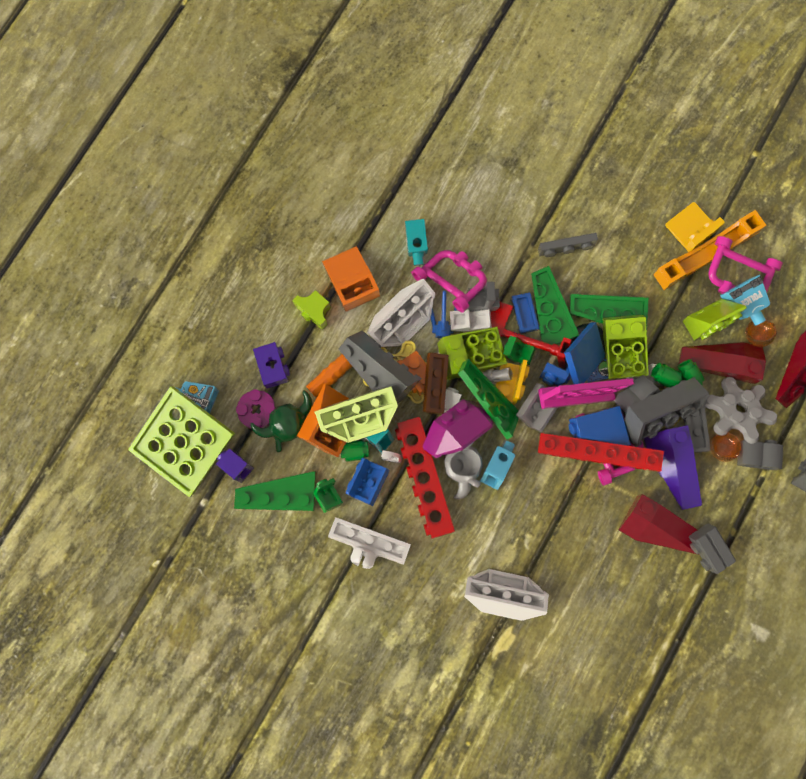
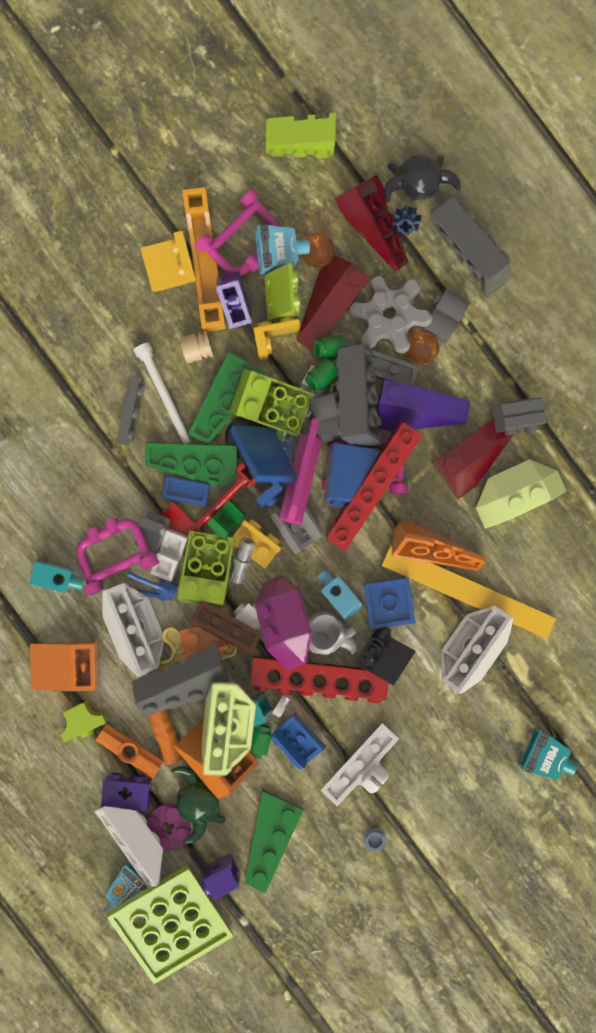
camera: 80 degrees left, 10 degrees up
(239, 384) = (135, 841): none -> white wedge
(308, 342) = (116, 742): none -> orange piece
(312, 579) = (374, 839): none -> sand blue plate
(327, 495) = (294, 789): green bracket -> none
(442, 697) = (546, 756): none -> teal torso
(466, 522) = (385, 656): none -> black hinge
(492, 400) = (267, 575): green wing -> none
(510, 508) = (389, 603): none -> blue plate
(548, 570) = (470, 592): none -> yellow tile
(570, 520) = (427, 546): none -> orange wedge
(616, 236) = (145, 354): none -> white piece
(640, 272) = (196, 347): none -> tan piece
(648, 576) = (517, 492): none -> yellowish green wedge
(681, 320) = (266, 330): none -> yellow bracket
(691, 284) = (234, 299): none -> brick

